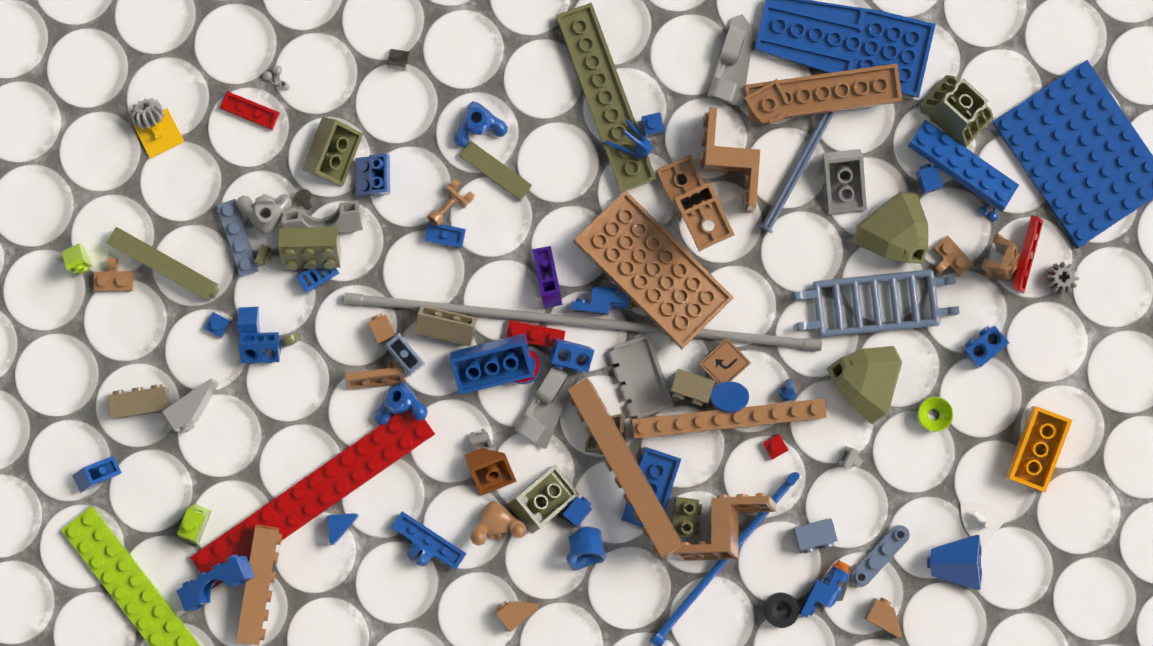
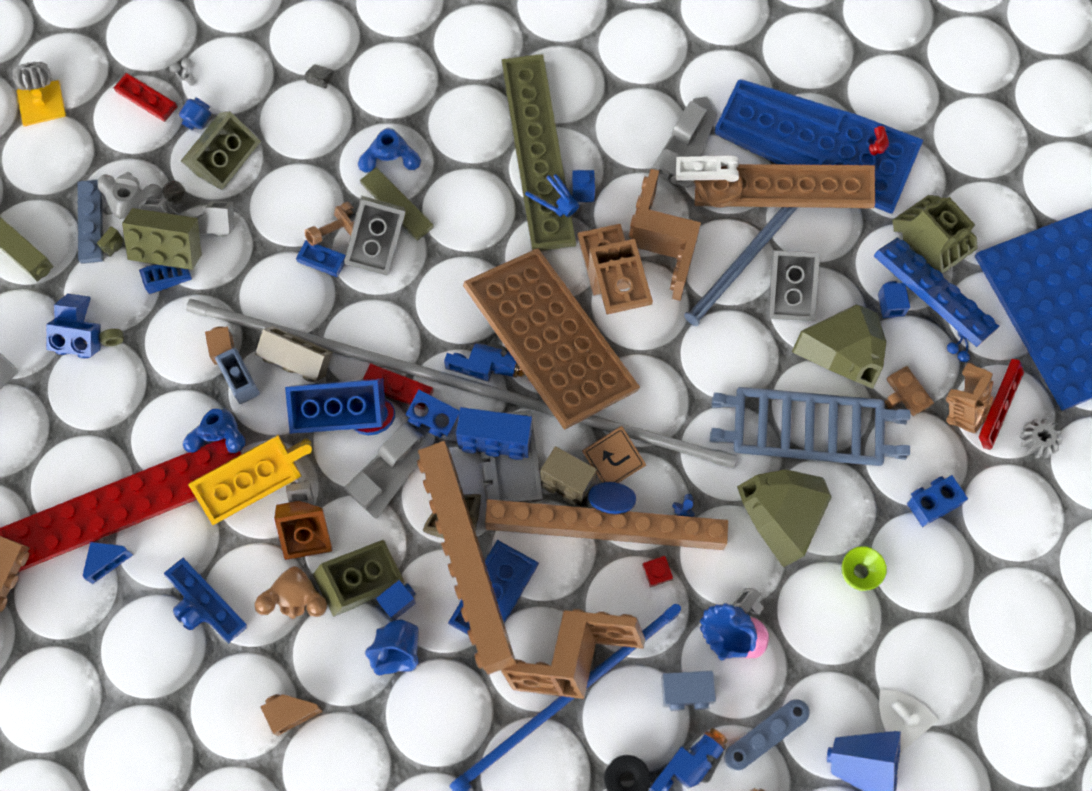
camera: 15 degrees right, 15 degrees down
(217, 324) = (36, 307): blue plate -> none
(300, 121) = (195, 114): none -> blue head
(373, 175) = (258, 181): blue brick -> none
(375, 378) = (196, 396): medium nougat hinge -> none
(439, 436) = (248, 477): none -> yellow hinge
(486, 206) = (374, 235): none -> light grey slope
(547, 277) = (425, 325): dark purple slope -> none
(627, 365) = (494, 433): none -> blue brick
(685, 516) = (528, 634): olive brick -> none
(755, 93) = (707, 168): none -> white plate
(842, 485) = (733, 632): none -> blue hair
(900, 36) = (881, 143): none -> red arm
(1038, 448) = (990, 637): light orange brick -> none

